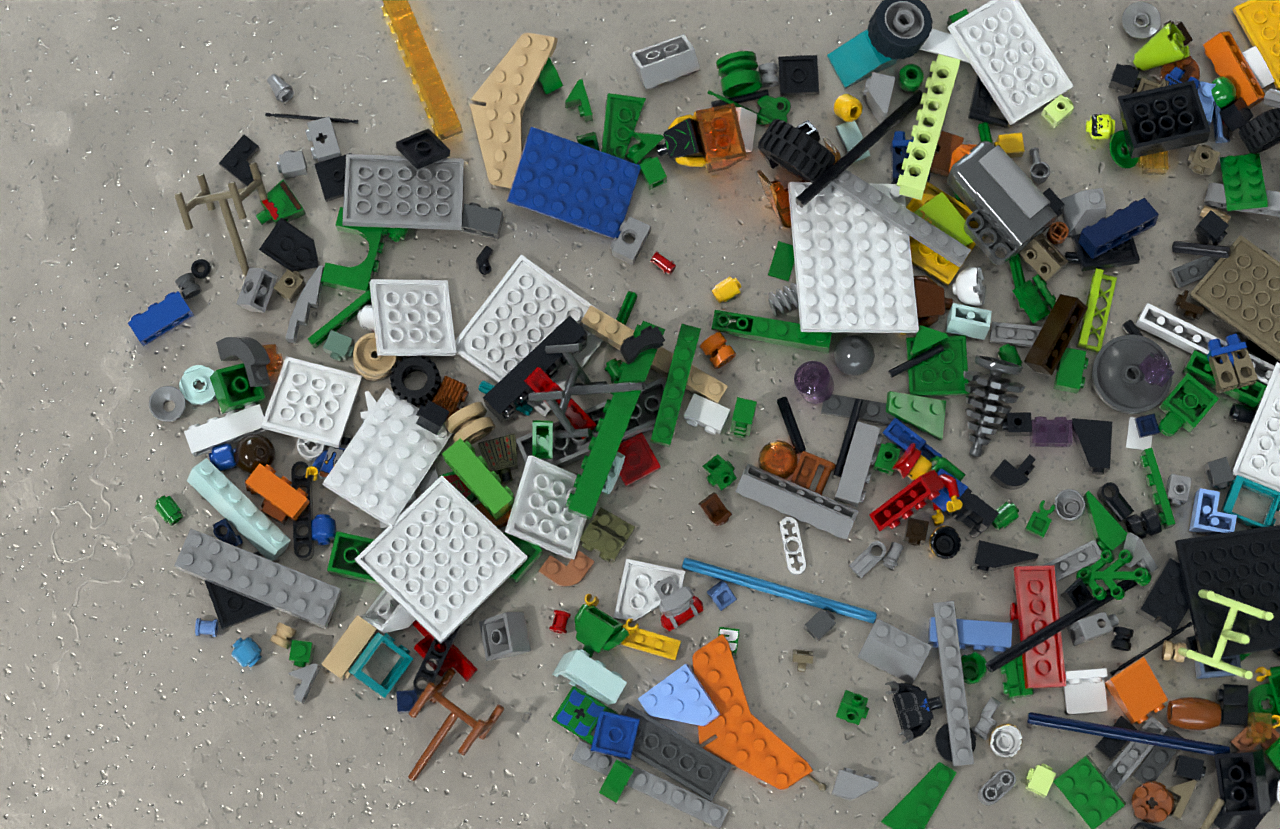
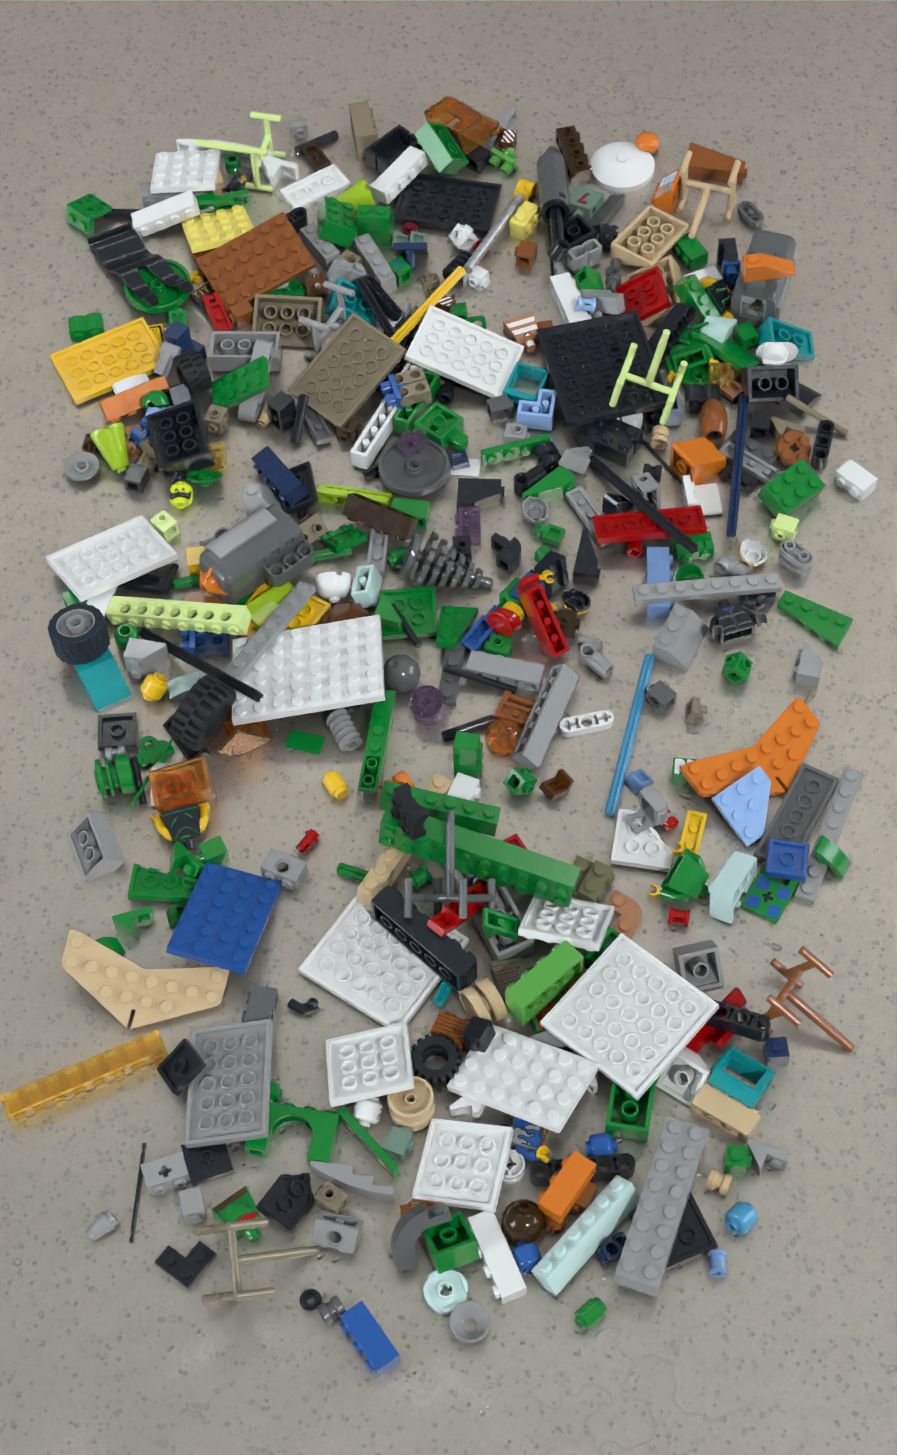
camera: 90 degrees left, 20 degrees down
(1111, 574) = (599, 475): green plant -> none

